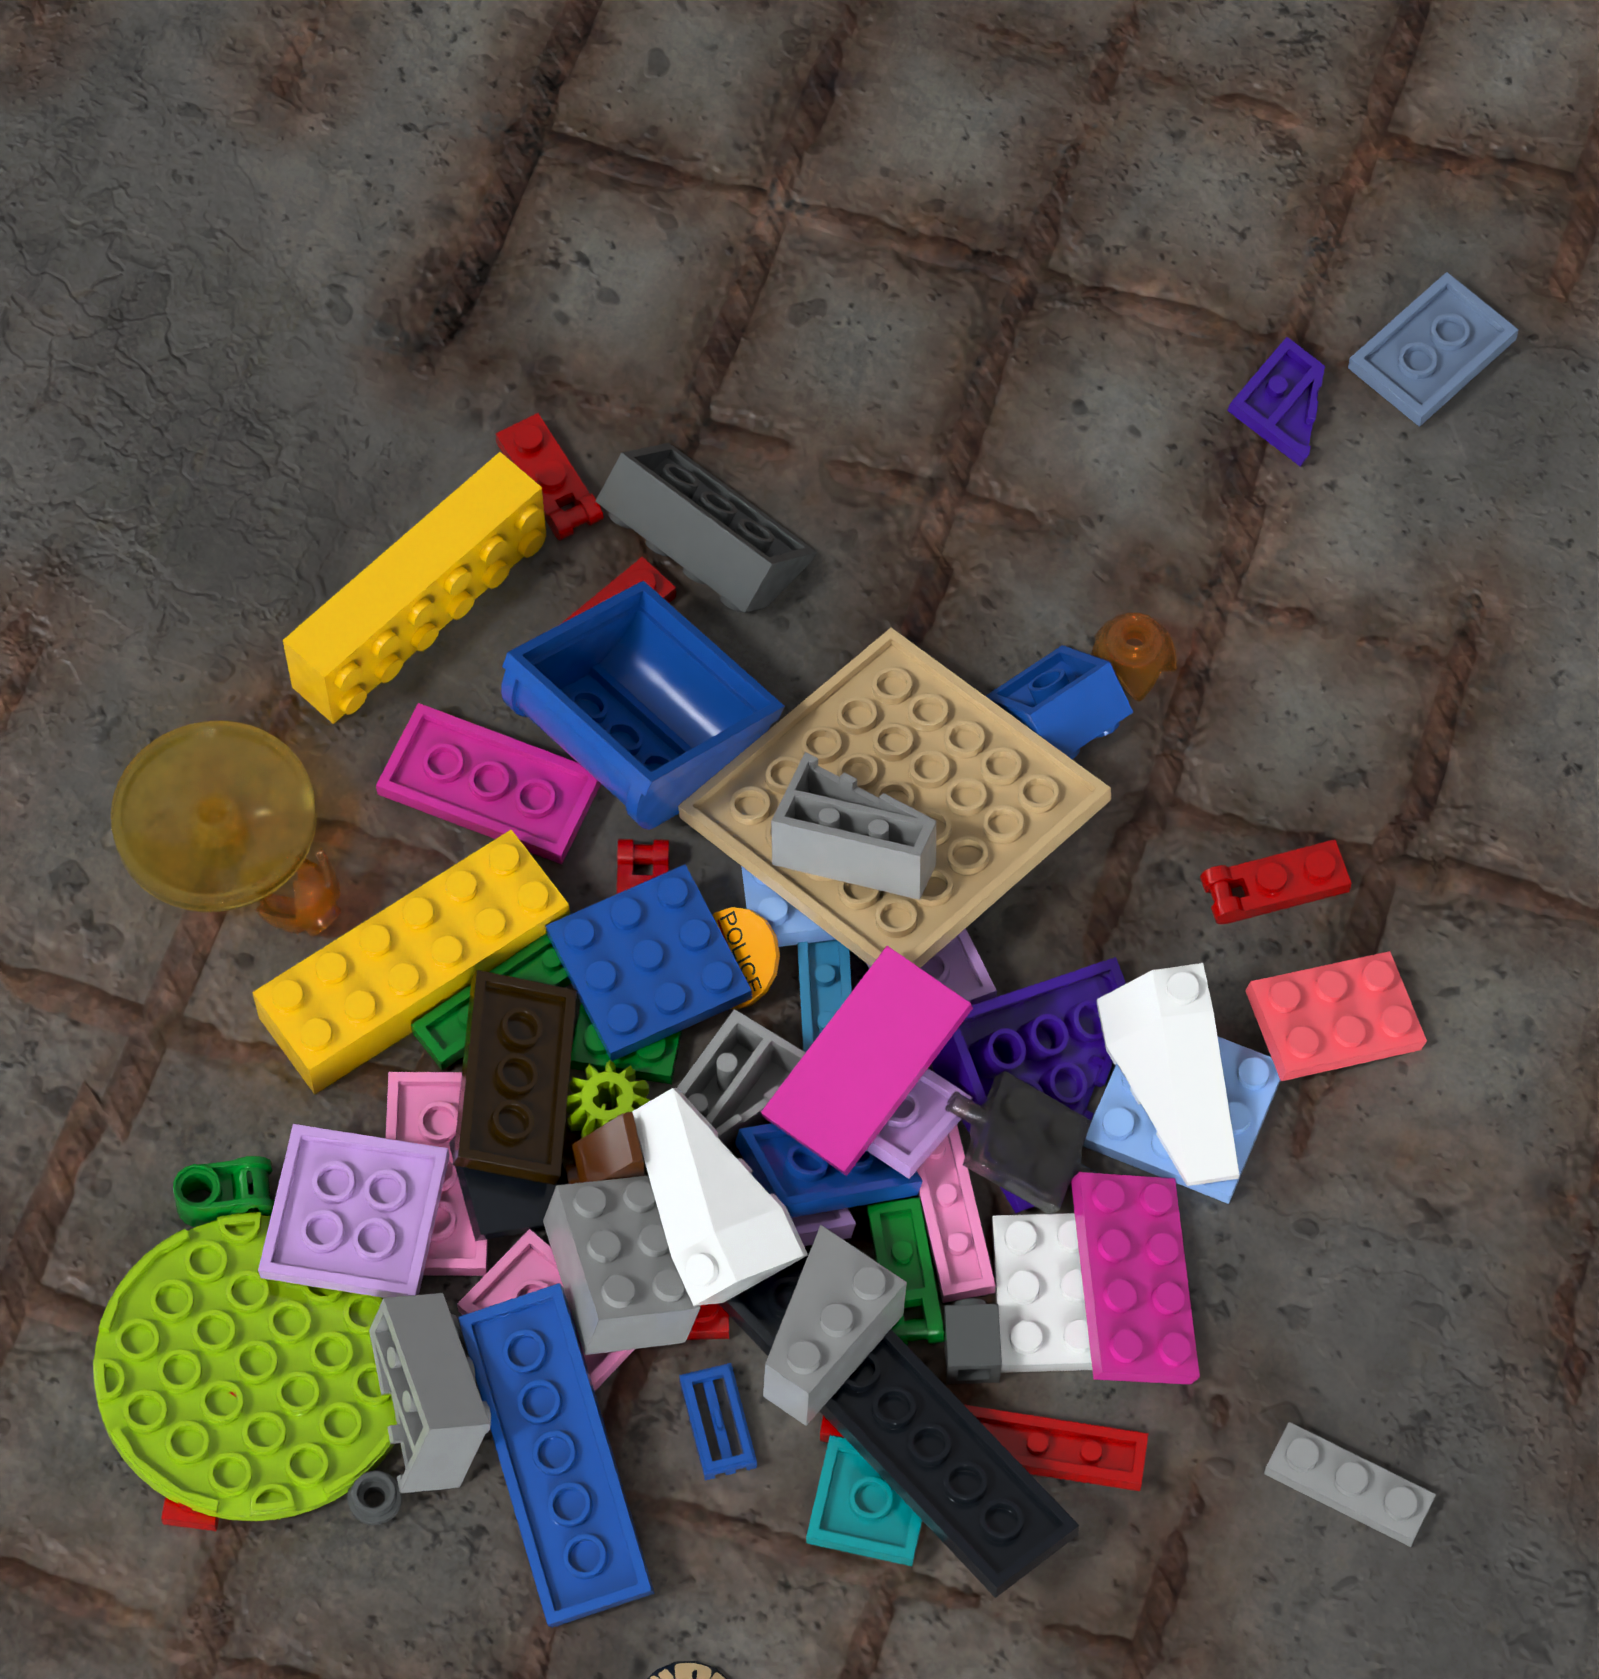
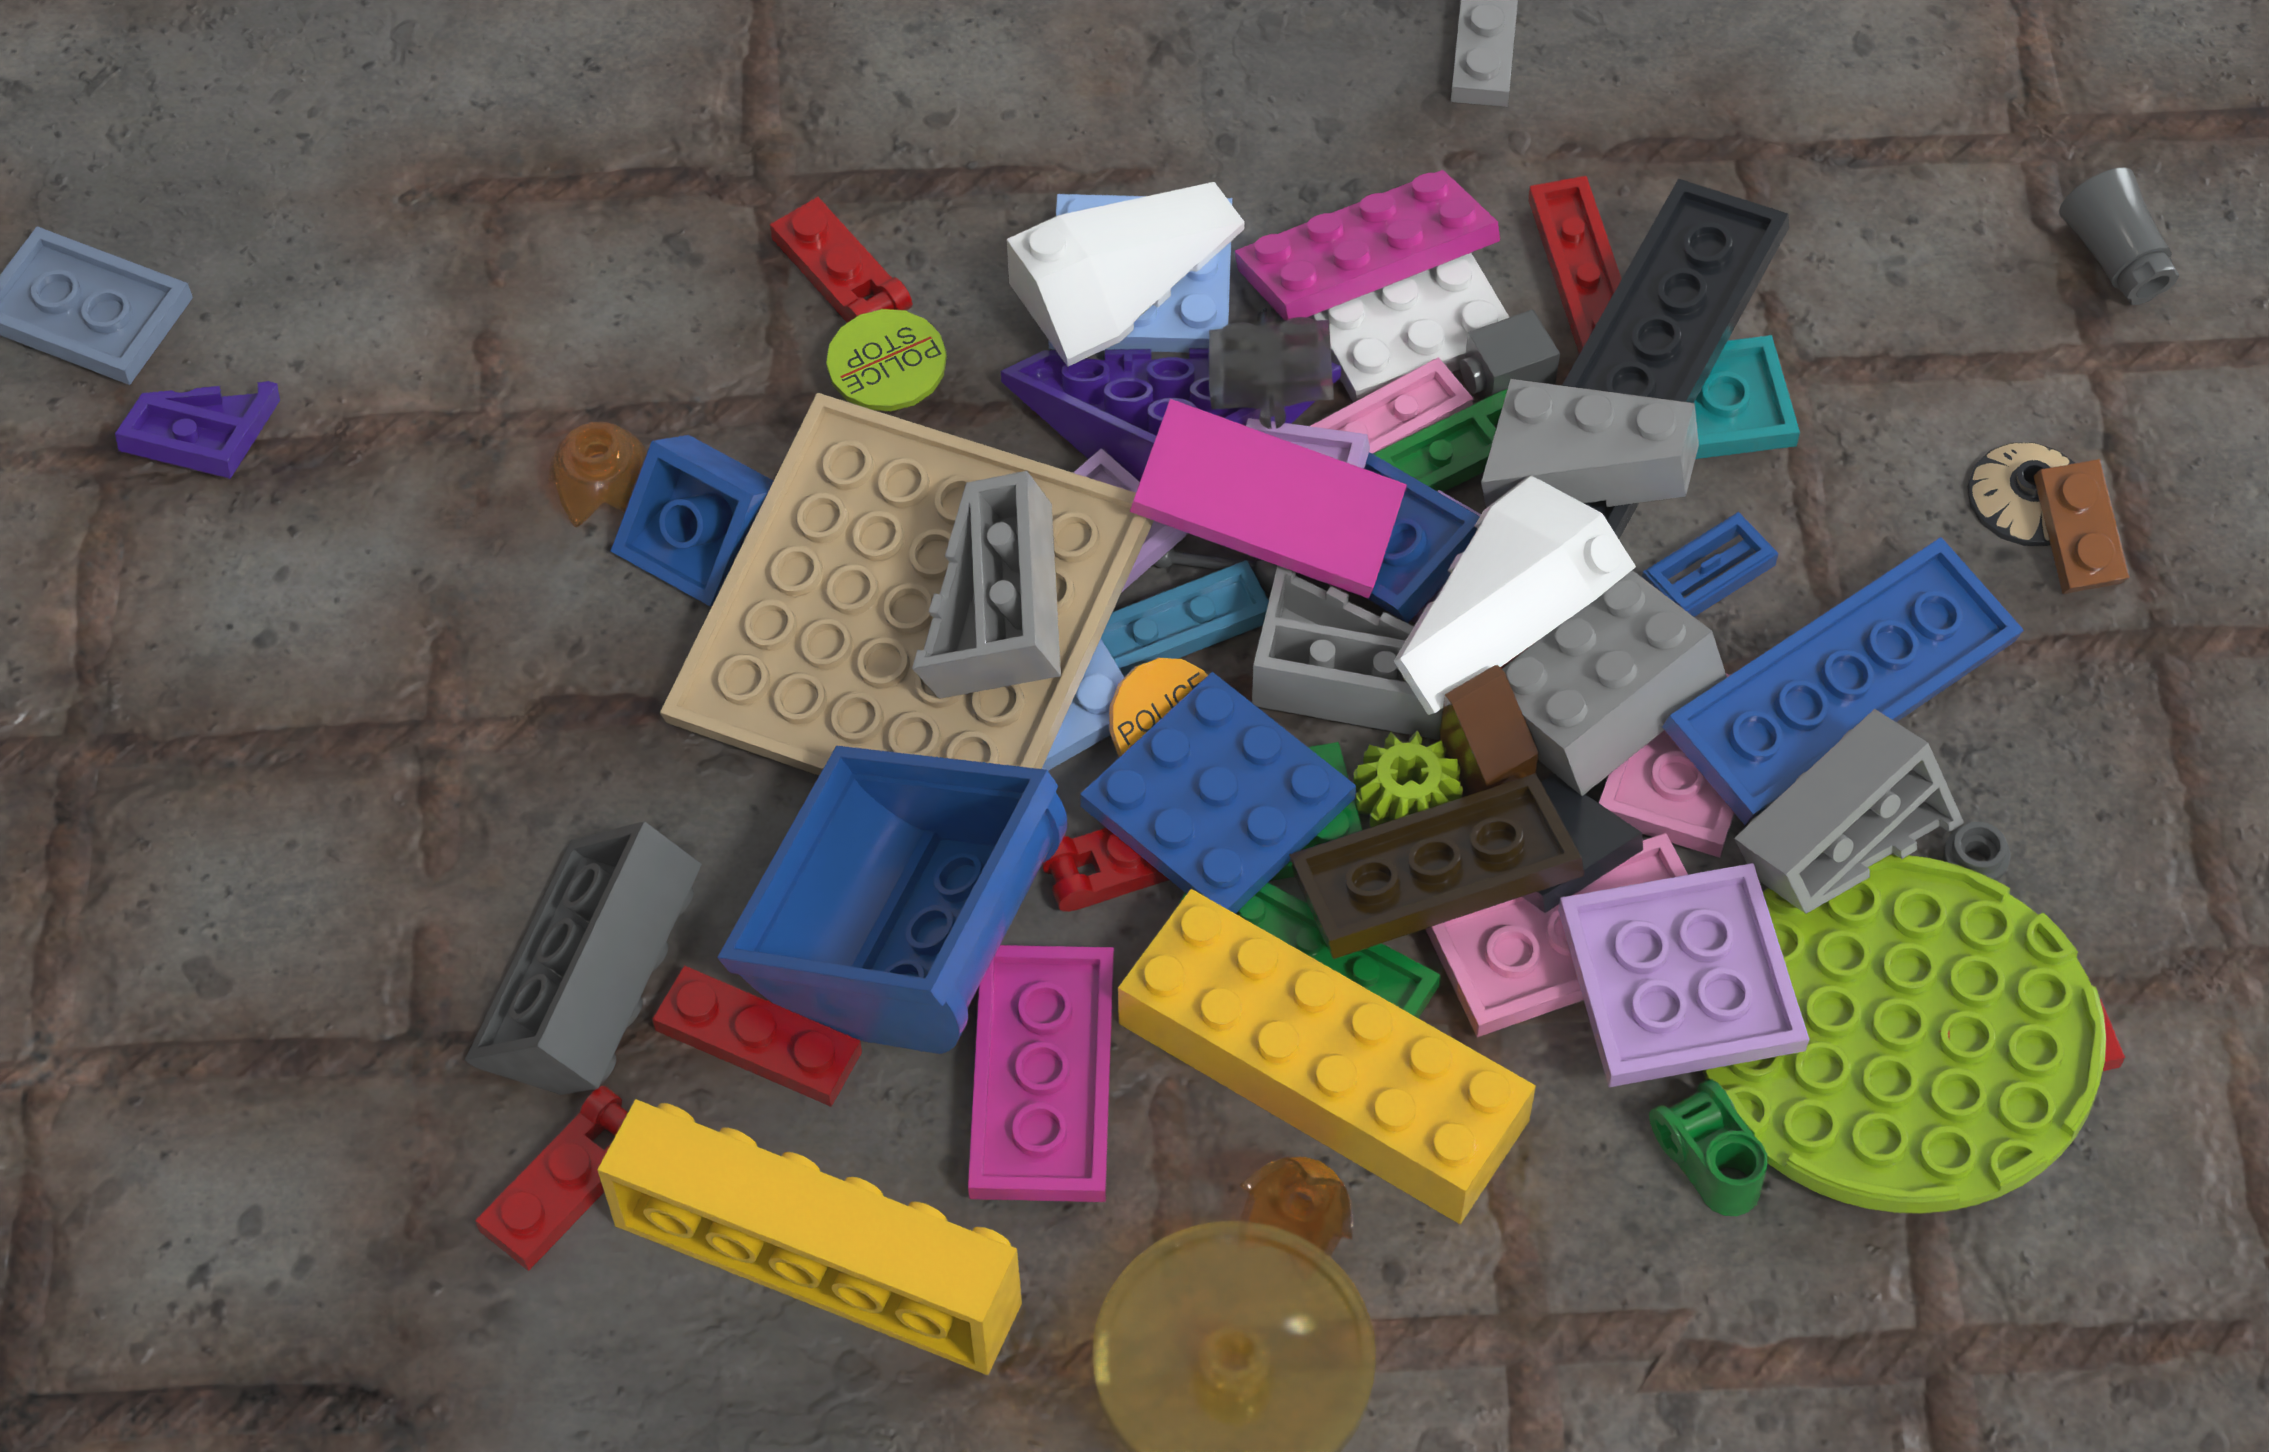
camera: 110 degrees left, 5 degrees down
(1156, 876) = (886, 360): none -> lime piece
(1335, 1016) = (985, 166): coral plate -> none

